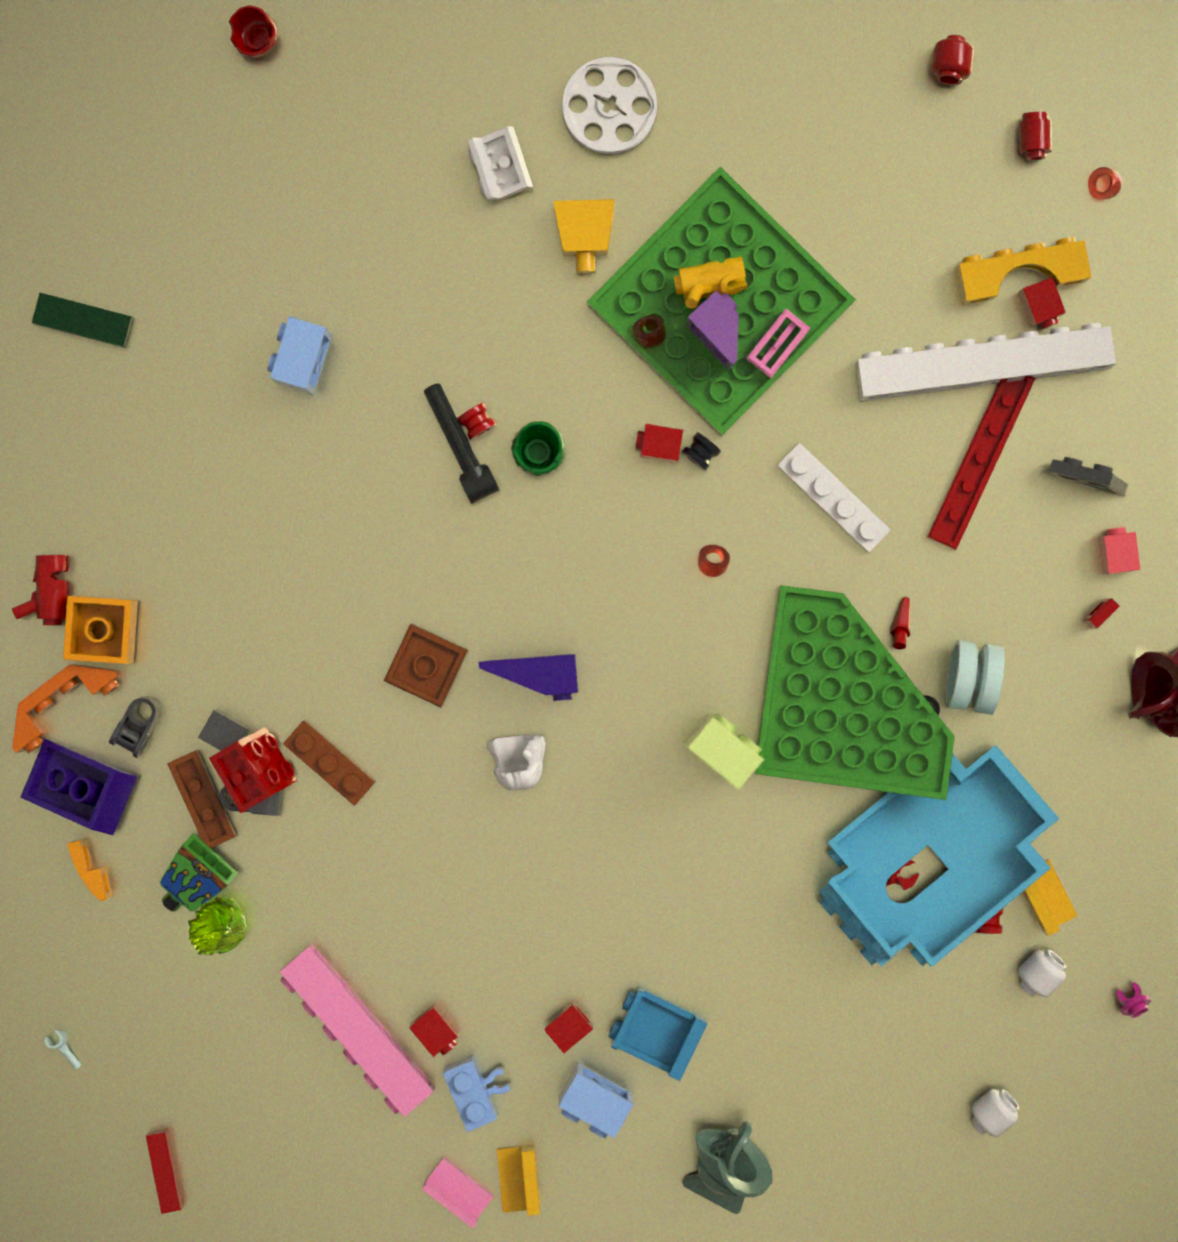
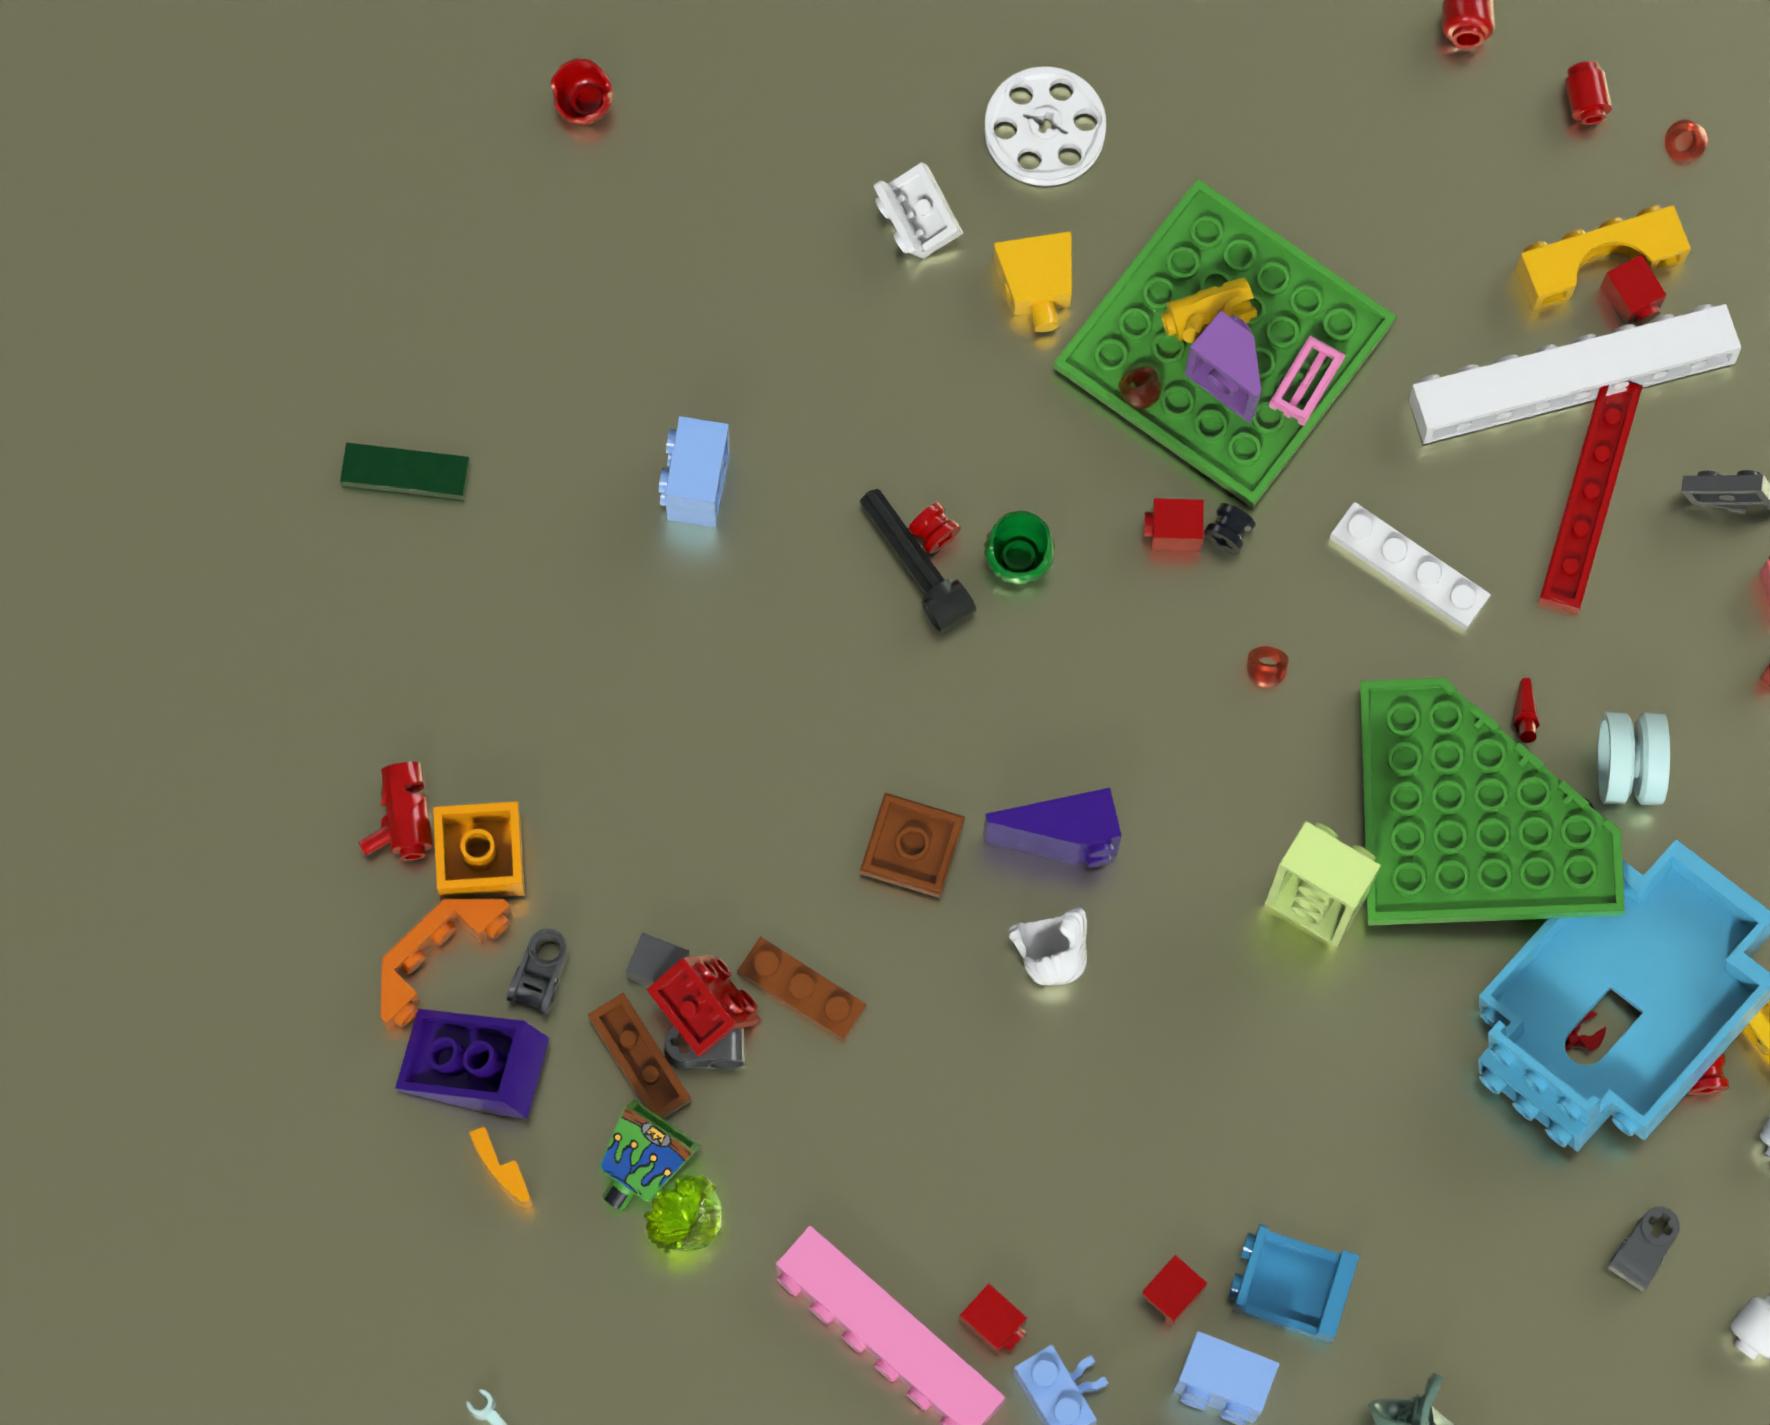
camera: 10 degrees left, 15 degrees down
(914, 1046) = (1643, 1253): none -> dark grey piece

